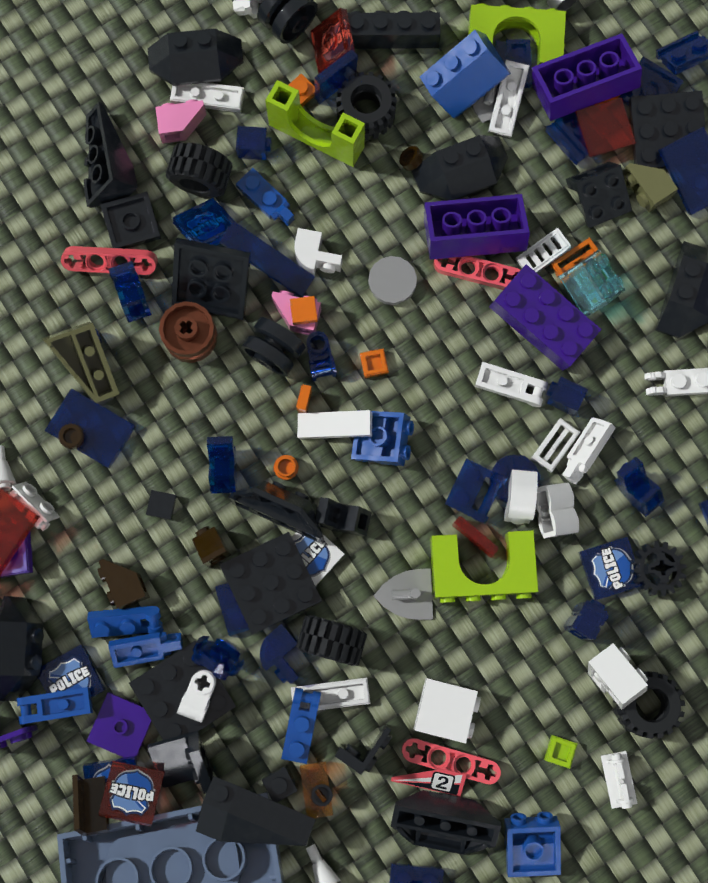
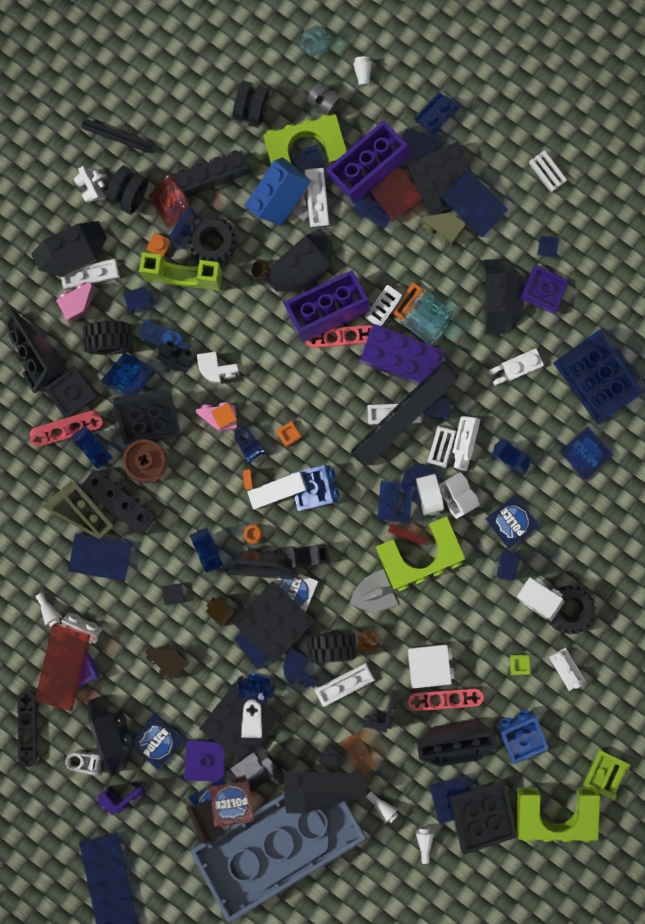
camera: 15 degrees left, 5 degrees up
(55, 705) = (153, 763): blue plate -> none
(71, 436) = (89, 568): dark brown tile -> none
(125, 621) = (180, 686): blue plate -> none
(137, 369) = (118, 502): none -> black brick
(143, 648) = (200, 700): blue hinge -> none
(267, 224) = (174, 359): none -> black hips
(268, 259) = (182, 386): clear blue tile -> none
(273, 346) = (211, 451): black wheel -> none
(300, 726) = (331, 714): blue plate -> none
(325, 791) = (366, 753): black hinge -> none
(380, 651) = (369, 641): none -> clear orange gear
(392, 280) = (280, 367): light grey tile -> none
(436, 780) = (441, 716): sticker -> none
(526, 385) = (405, 413): none -> black beam
(601, 193) = (410, 245): black bracket -> none
(658, 559) = (541, 503): black gear -> none

